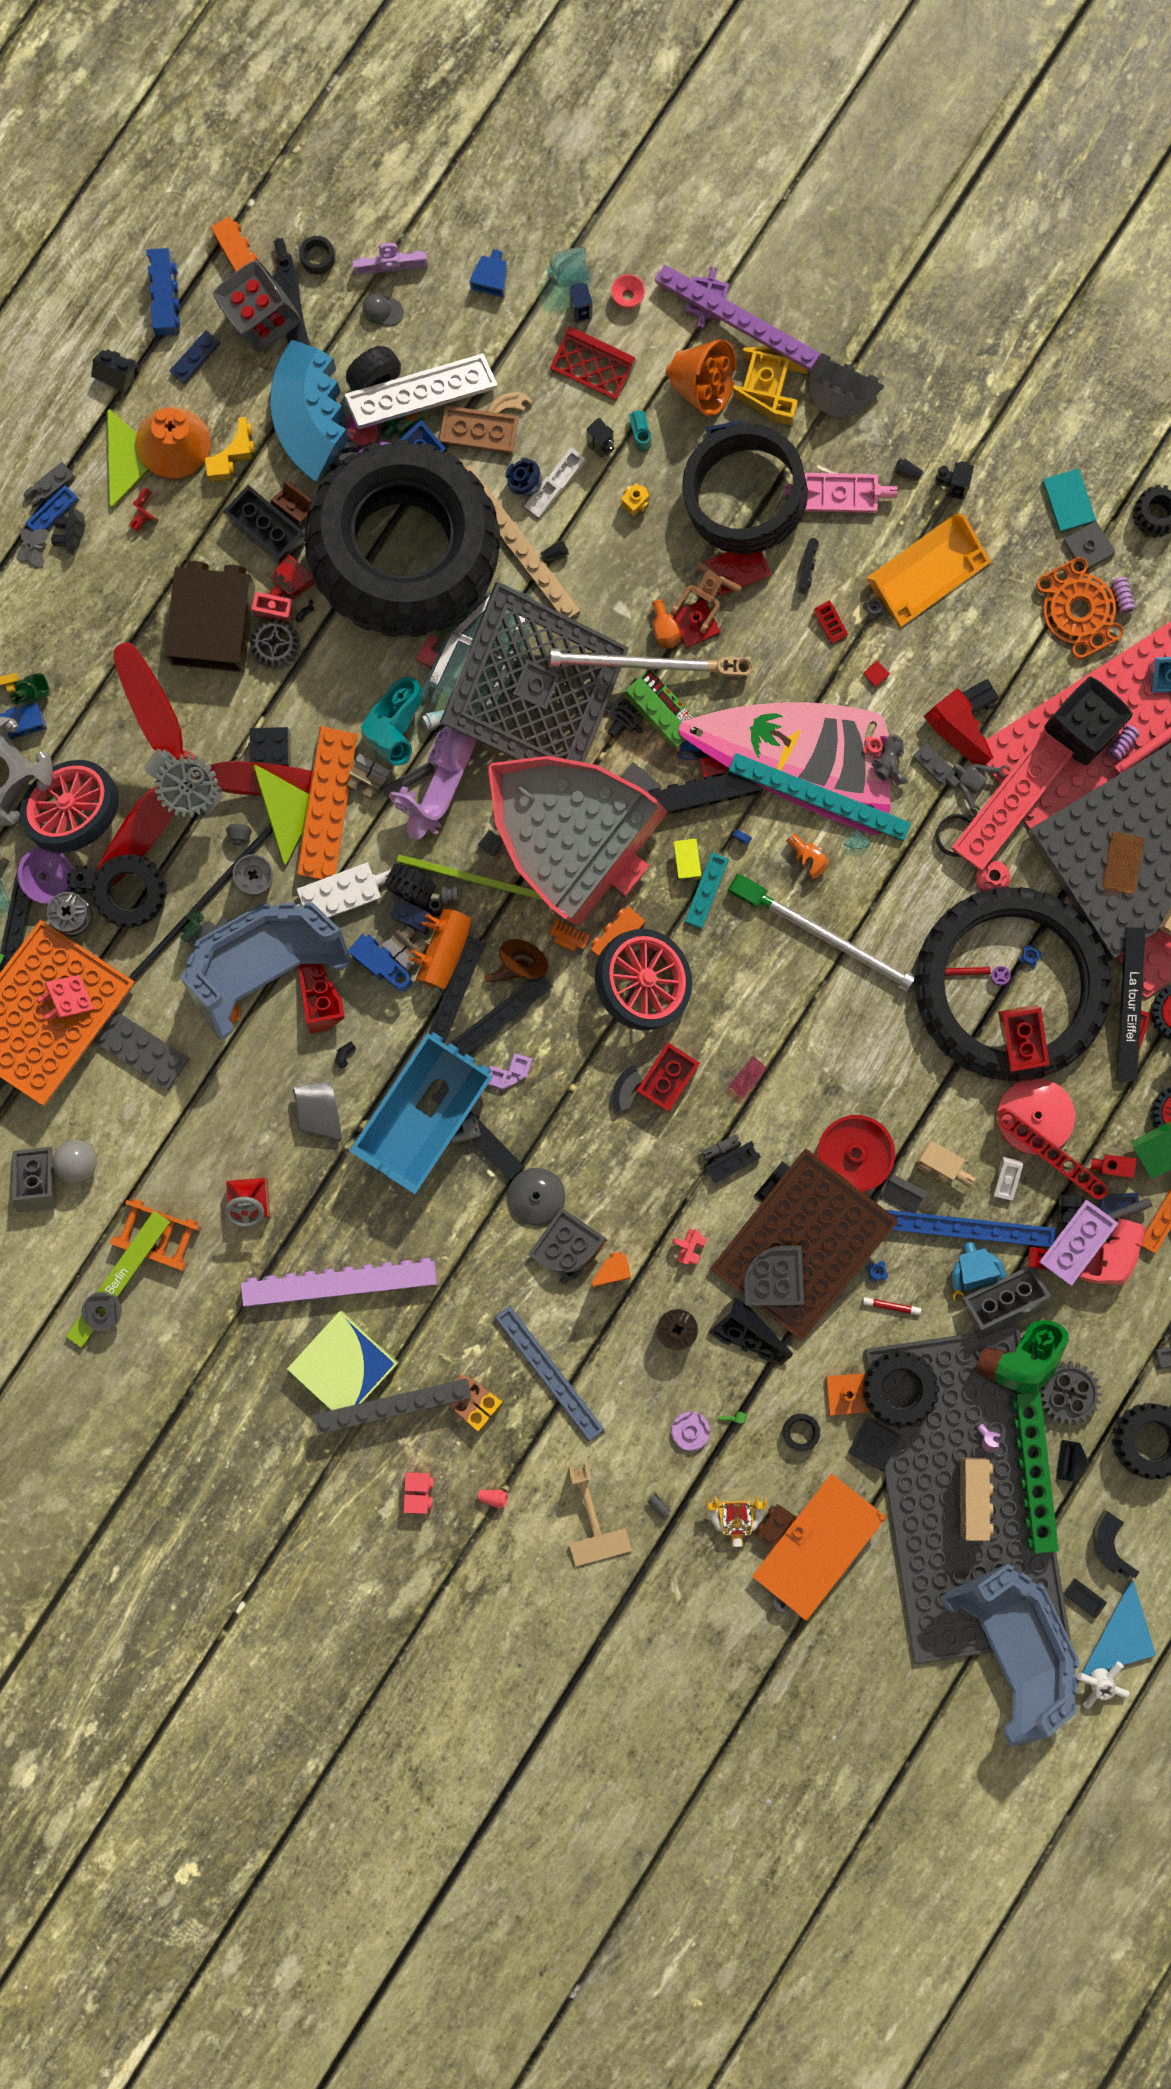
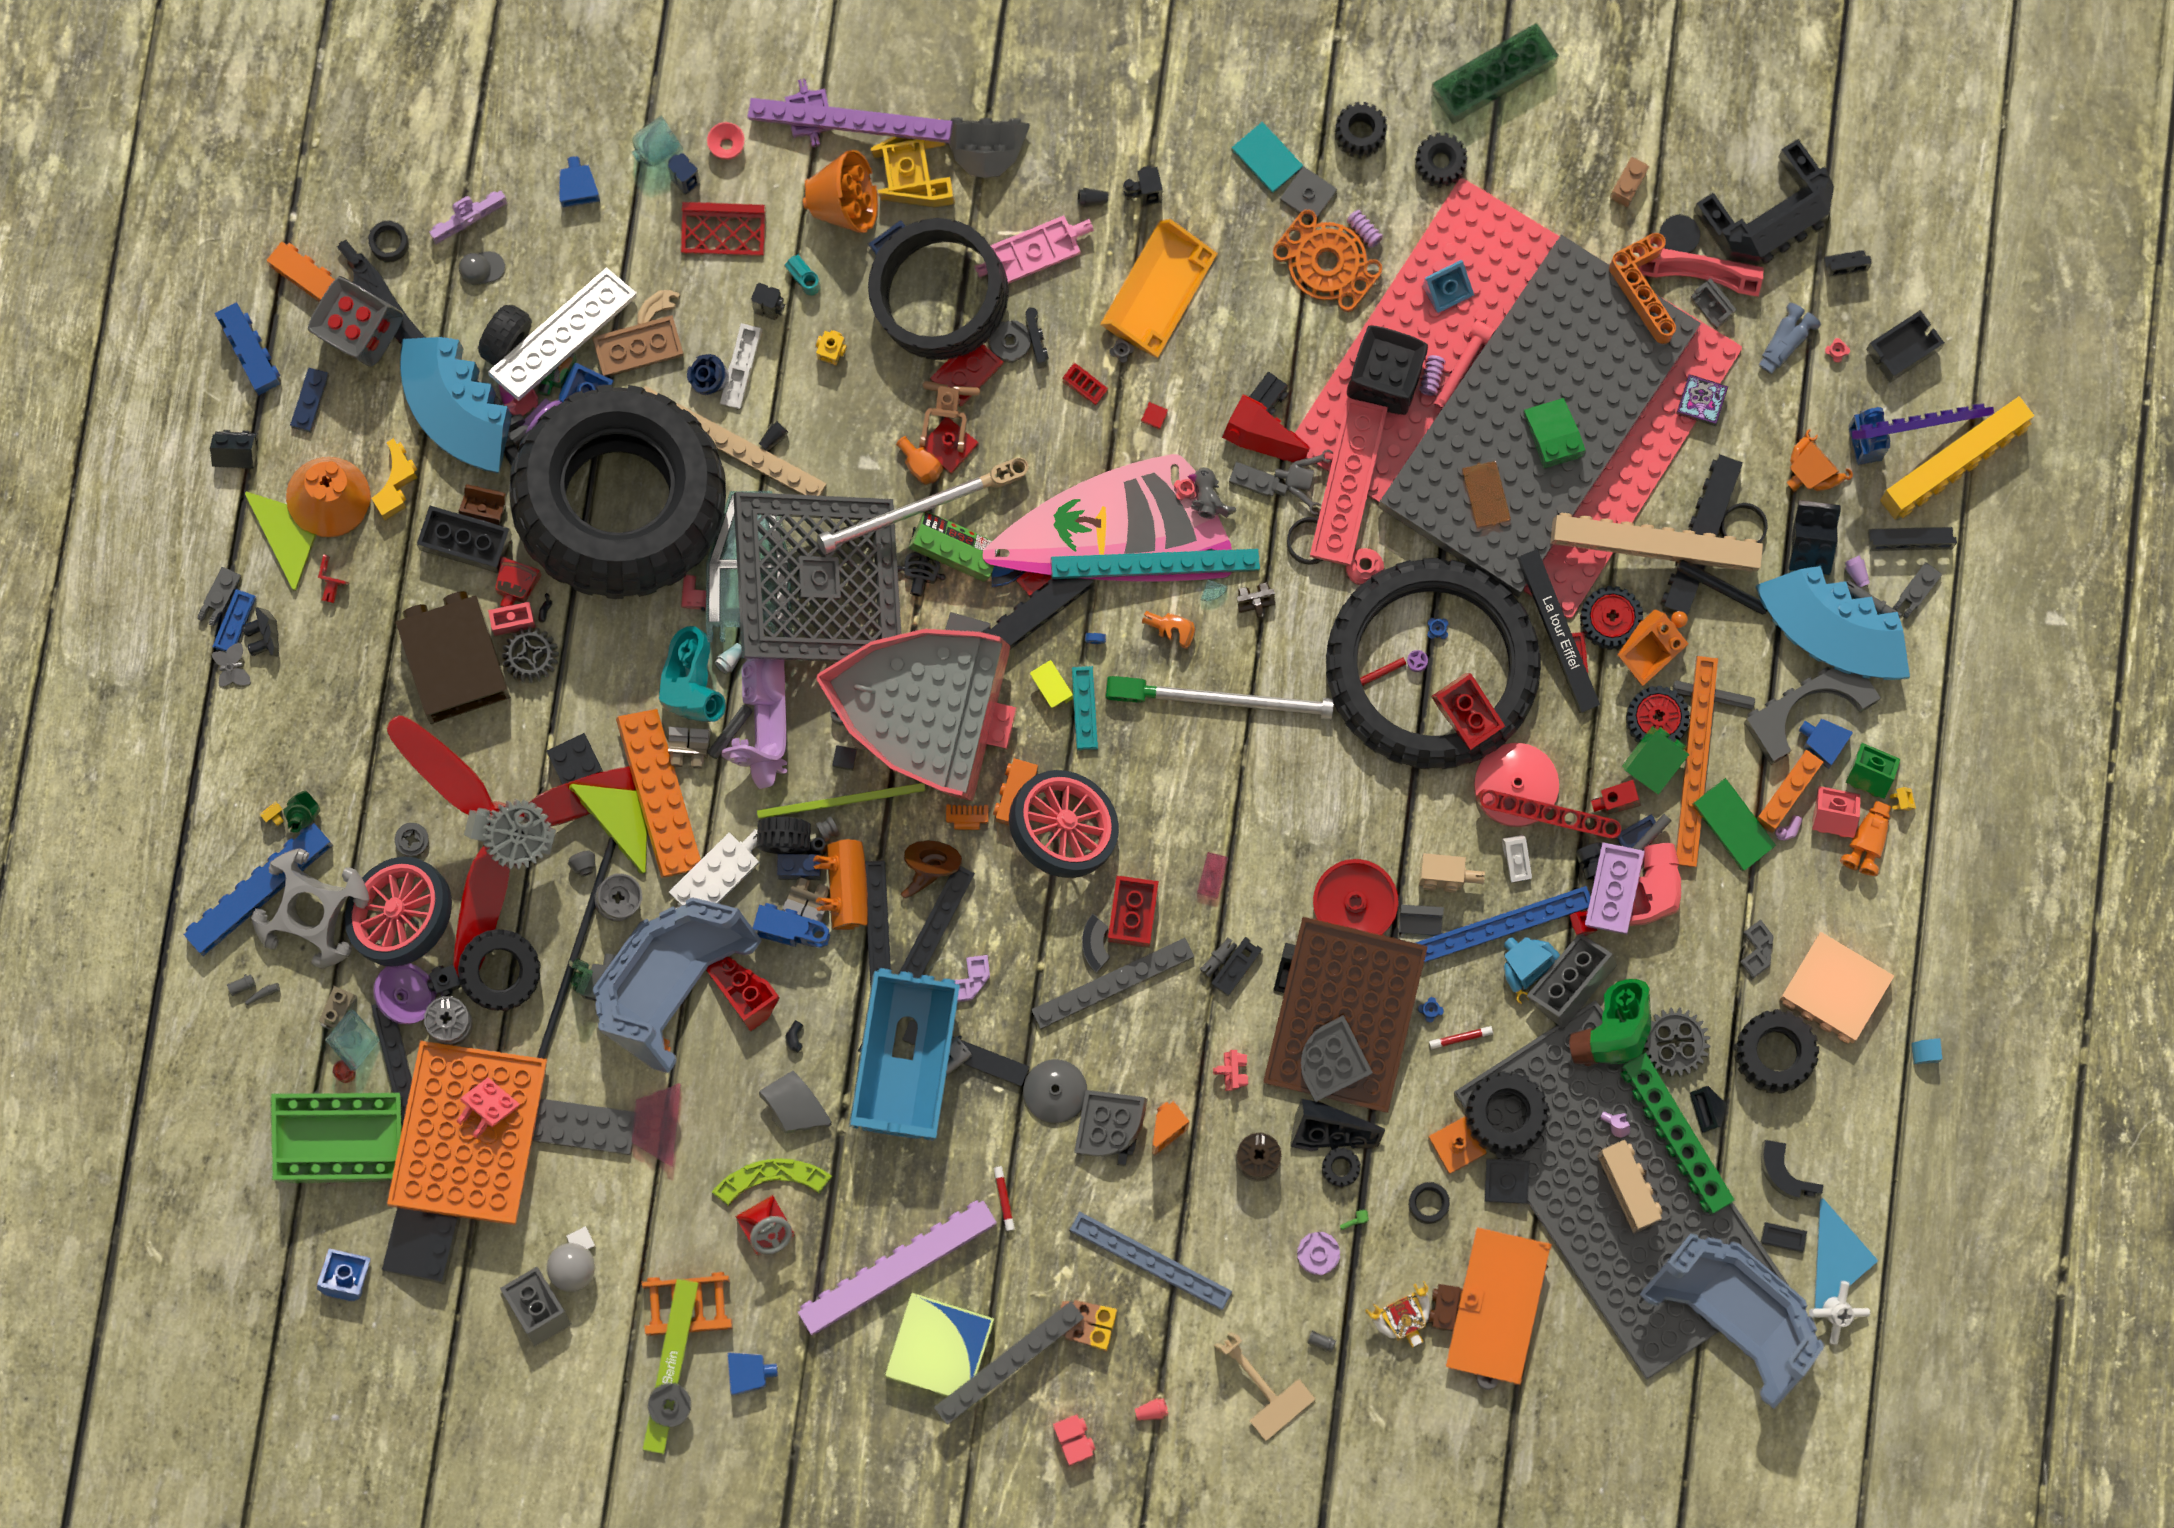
camera: 30 degrees left, 5 degrees down
(96, 1141) = (581, 1237): none -> white tile
(110, 743) = (406, 831): none -> dark grey gear
(179, 1313) = (748, 1372): none -> blue torso
(200, 1074) = (657, 1123): none -> clear pink wing
(273, 1155) = (768, 1171): none -> lime tile
(453, 1266) = (1004, 1198): none -> red bar
(624, 1129) = (1112, 983): none -> dark grey plate
(754, 1368) = (1331, 1177): none -> black tyre
(782, 569) = (1010, 352): none -> dark grey plate
(889, 865) = (1255, 601): none -> dark brown hips

